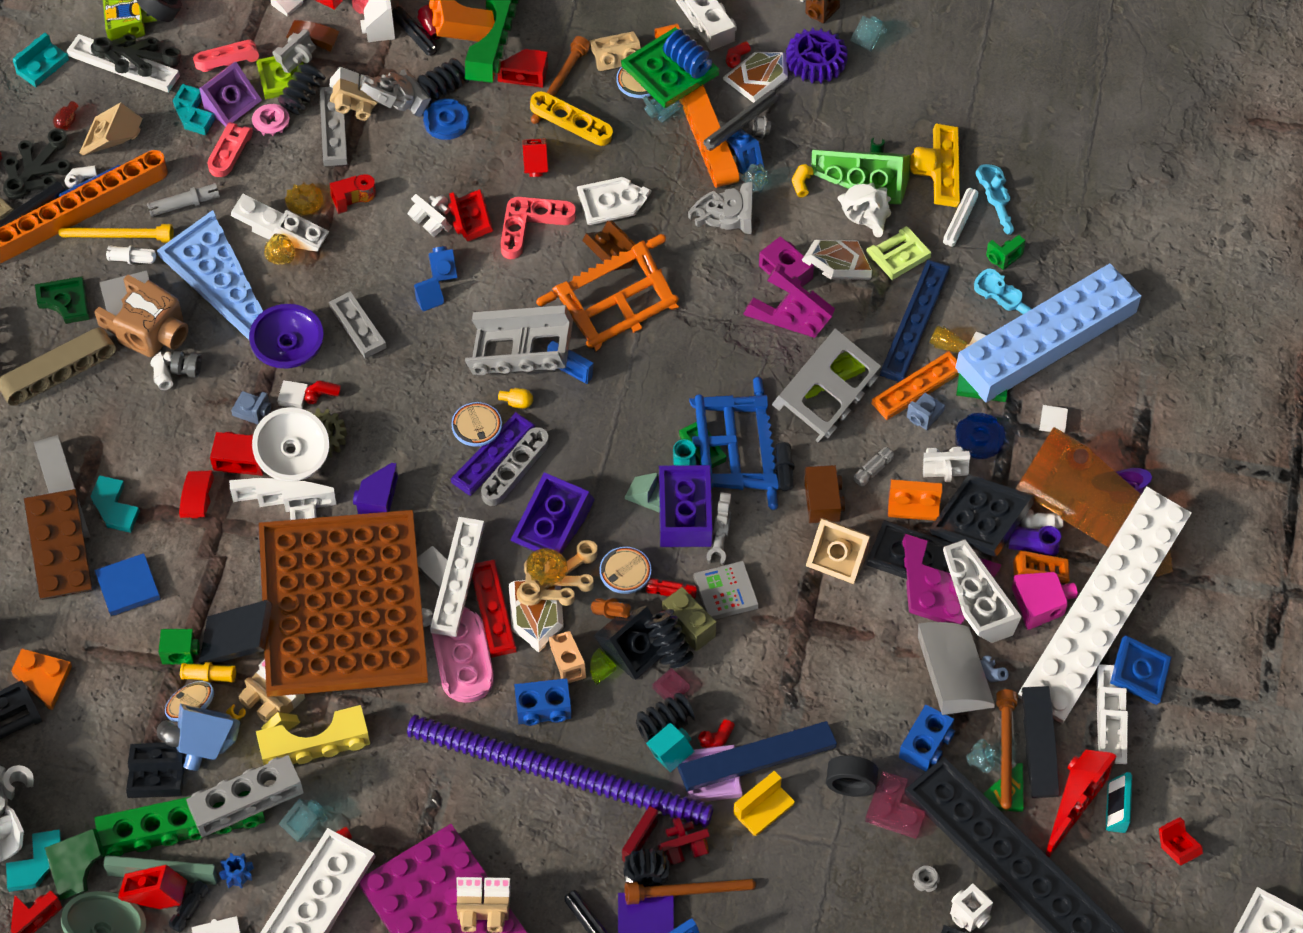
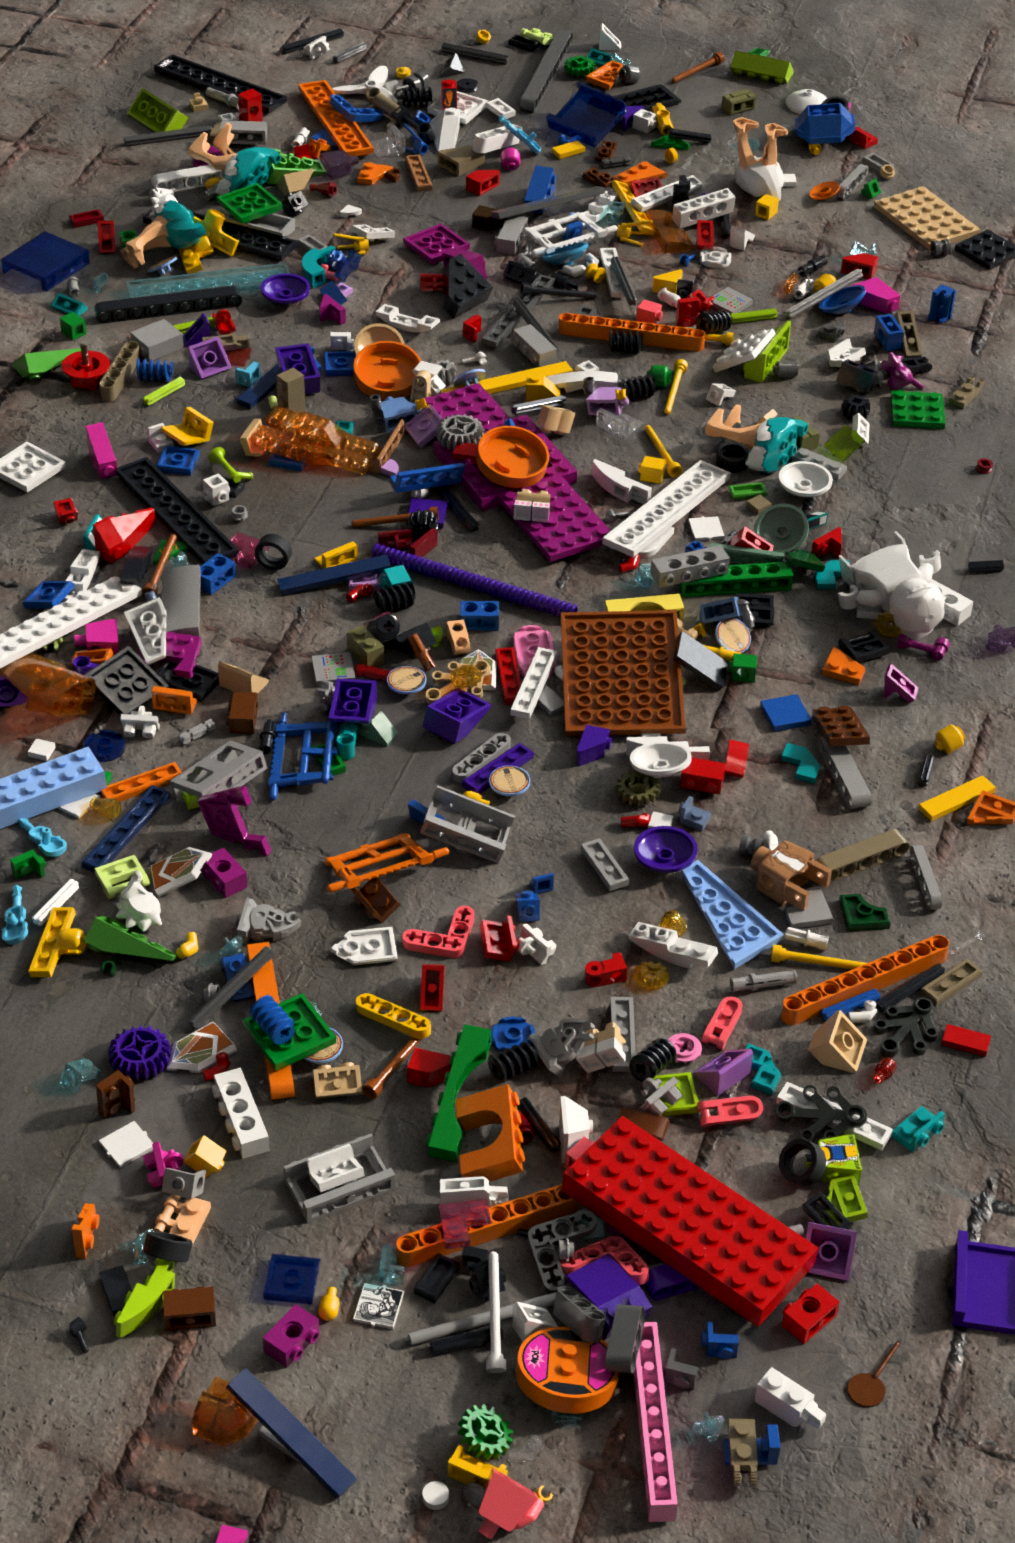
camera: 175 degrees left, 15 degrees down
(924, 411) = (144, 762): sand blue bracket -> none

